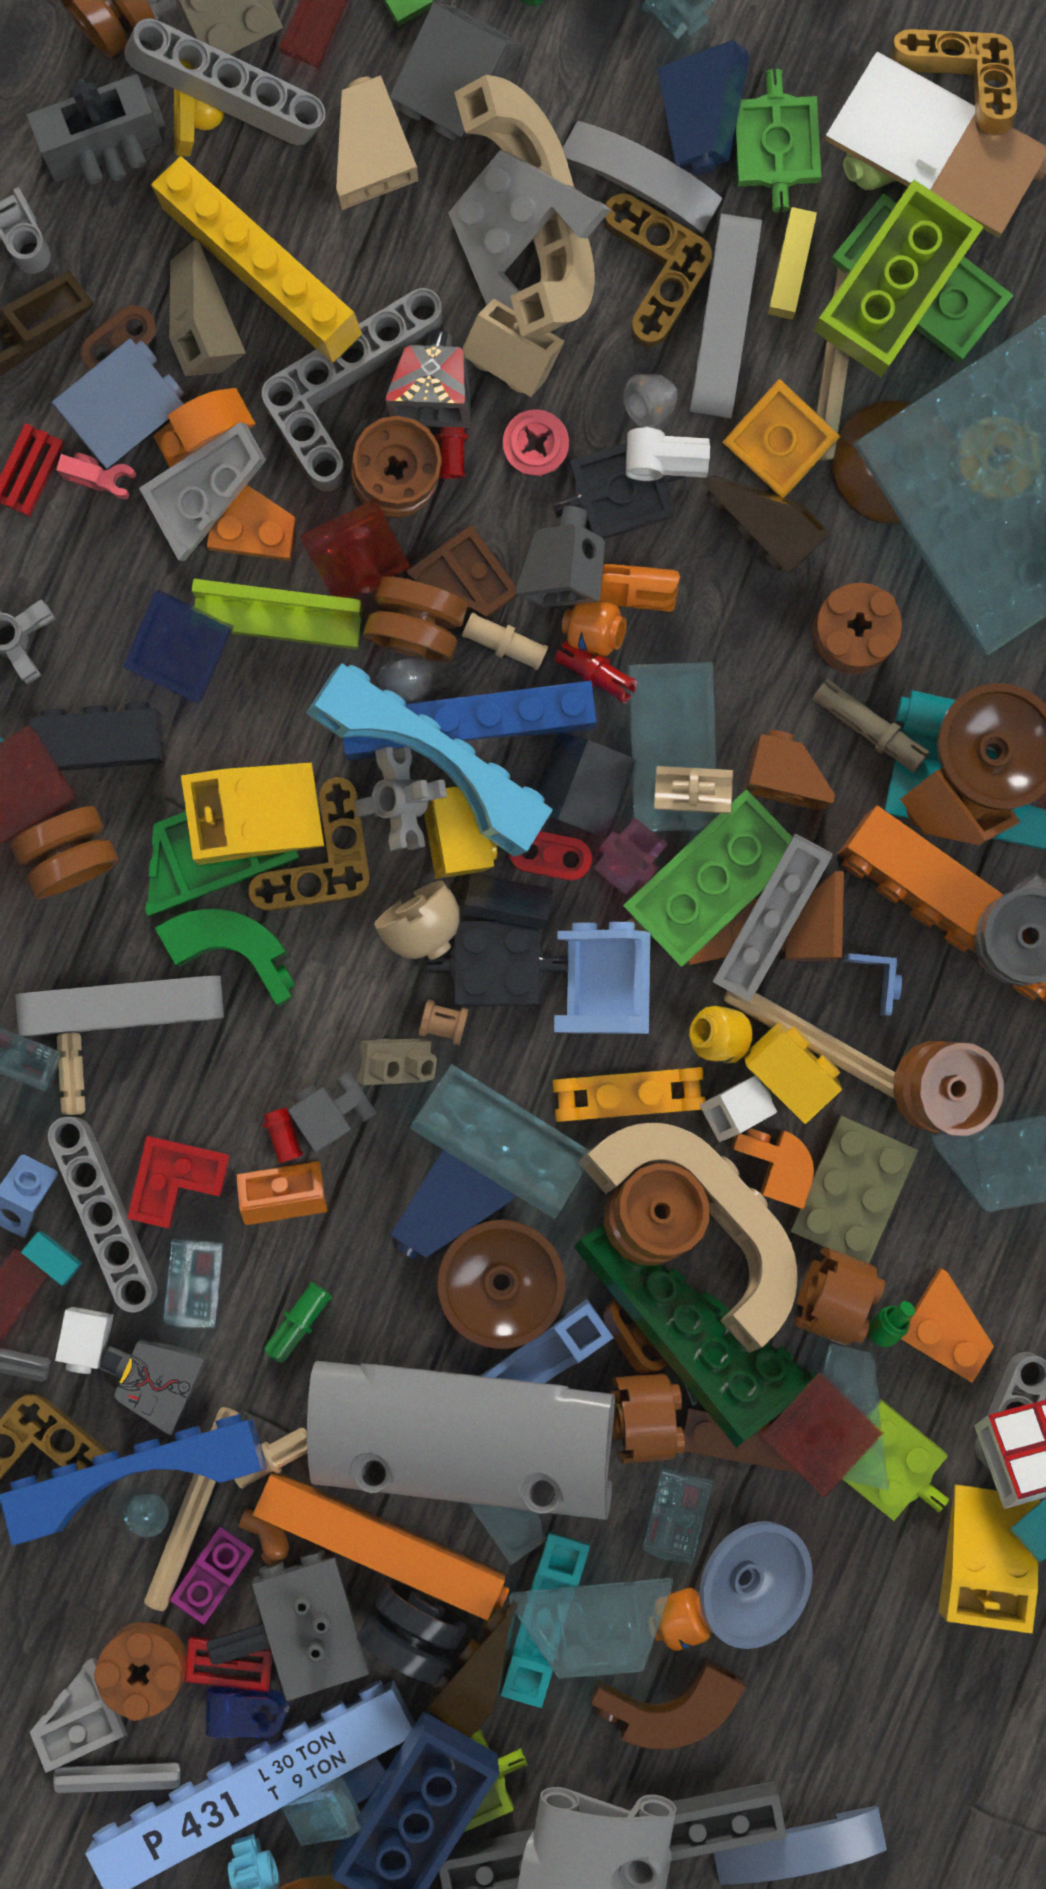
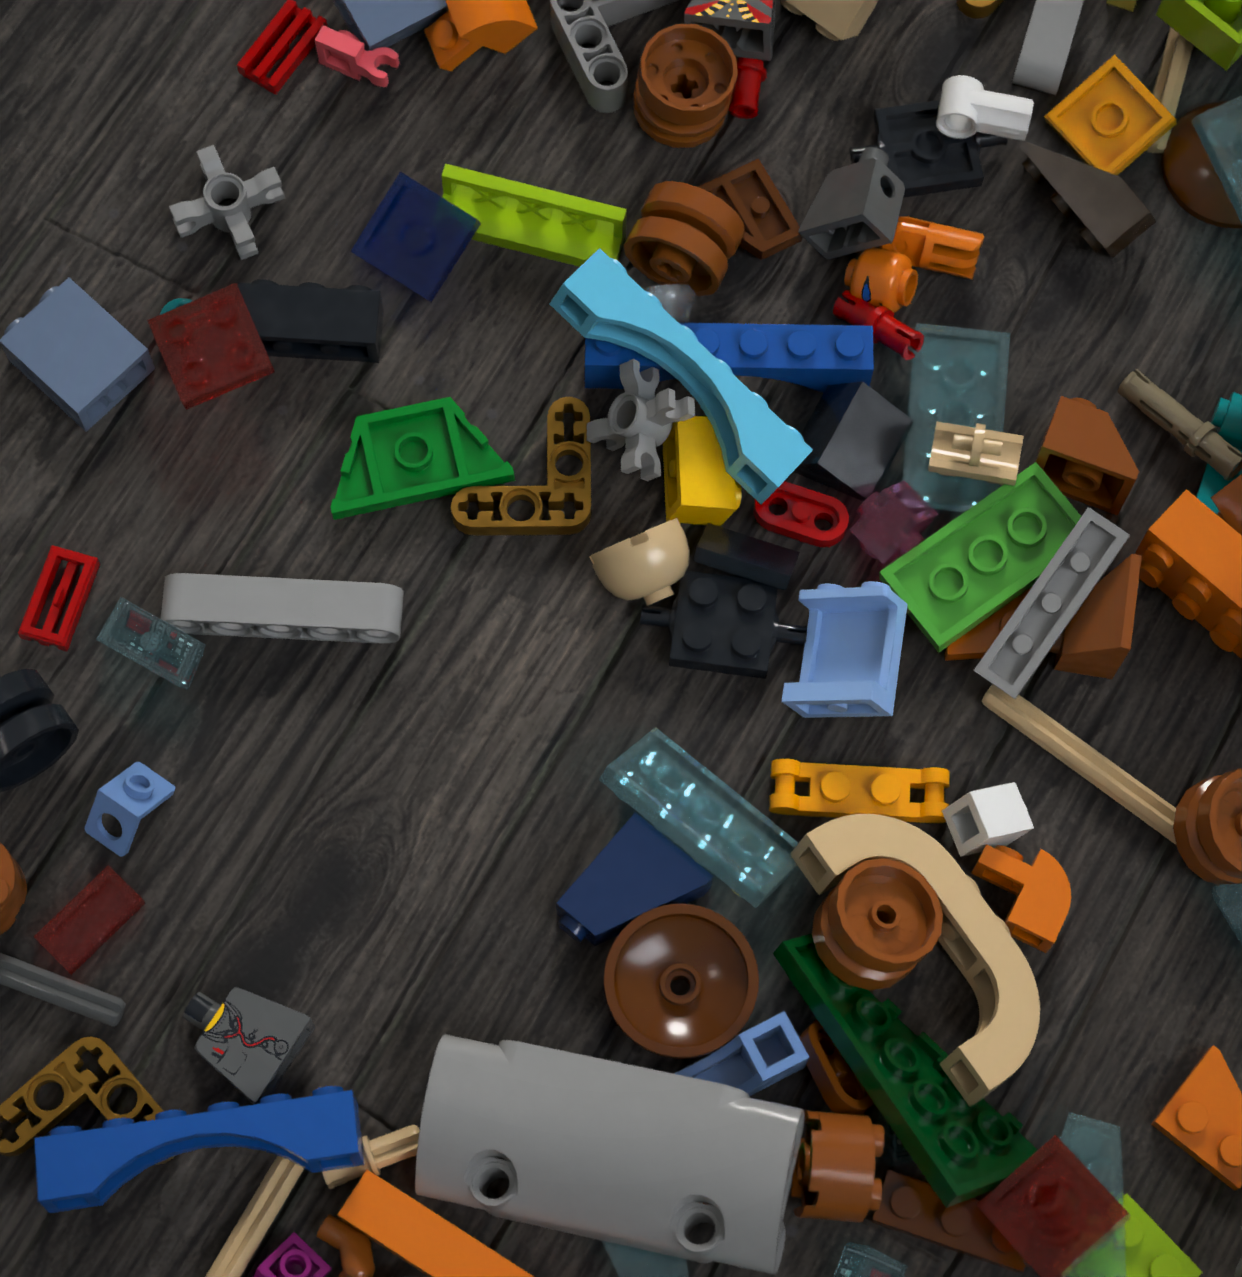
camera: 10 degrees right, 15 degrees down
(52, 1258) = (150, 882): teal piece -> none
(64, 852) = (251, 426): dark orange wheel -> none
(71, 1073) = (212, 678): tan axle -> none
(83, 1339) = (170, 978): white brick -> none
(85, 1200) = (210, 815): light grey beam -> none
(146, 1515) = (206, 1204): clear light blue tile -> none
(165, 1169) = (307, 797): red plate -> none
(193, 1283) = (312, 937): clear light blue slope -> none
(202, 487) = (469, 81): light grey wing -> none
(214, 929) = (419, 542): green arch -> none
(251, 812) = (468, 410): yellow slope -> none
(254, 528) = (514, 129): orange wing -> none
(281, 1193) = (433, 849): orange slope -> none
(282, 1134) = (446, 778): red pin -> none
(297, 1322) = (428, 999): green axle -> none
(323, 1117) = (498, 763): dark grey brick -> none
(355, 551) = (626, 157): clear red plate -> none
(396, 1061) = (592, 710): dark tan hips -> none
(443, 1022) = (653, 677): medium nougat bush -> none
(504, 641) = (779, 283): tan pin -> none
(538, 424) = (844, 74): coral gear -> none
(649, 399) = (970, 56): clear cone -> none
(720, 1034) = (976, 733): yellow head -> none
(793, 1071) = (1058, 785): yellow brick -> none
(838, 1297) = (1086, 1054): dark orange brick -> none
(854, 1189) = (1114, 940): olive plate -> none
(874, 612) = (1176, 319): dark orange brick -> none
(891, 981) = (1173, 681): medium blue bracket -> none
(891, 1324) = (1145, 1102): green cylinder -> none

